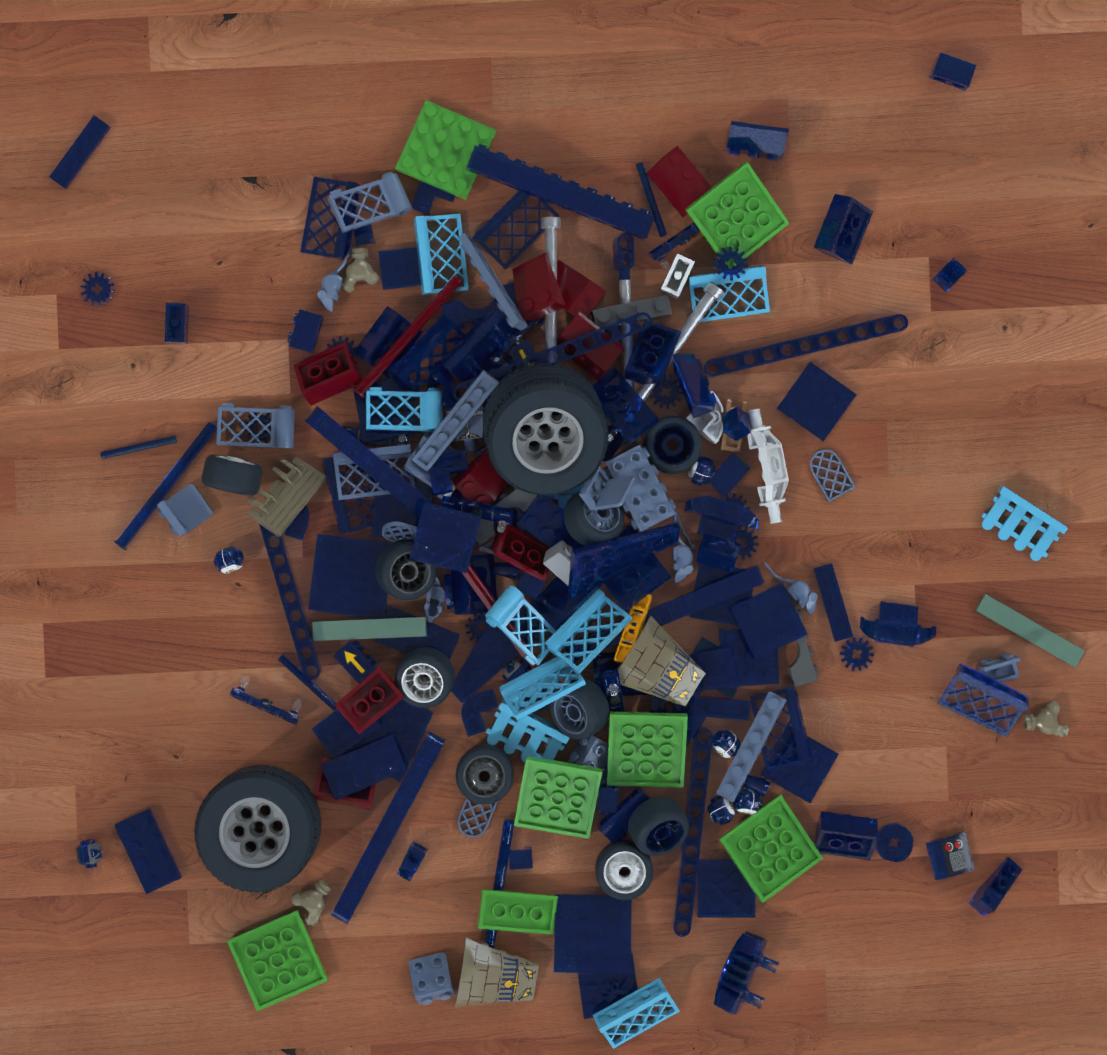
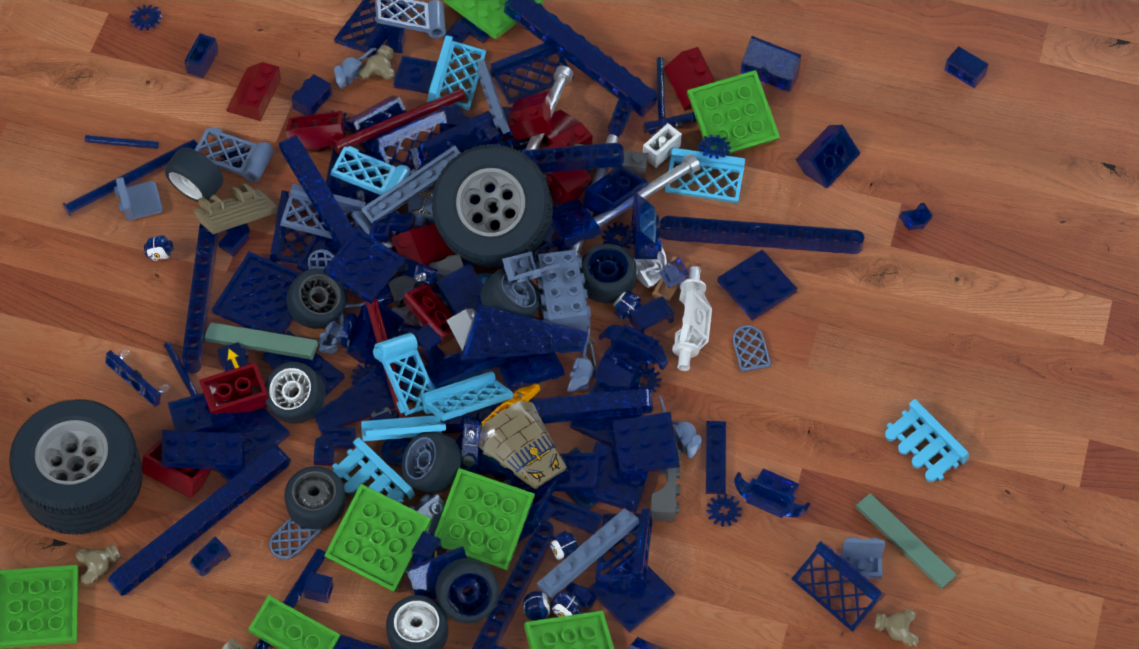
camera: 20 degrees right, 30 degrees down
(245, 344) = (255, 91): none -> dark red slope

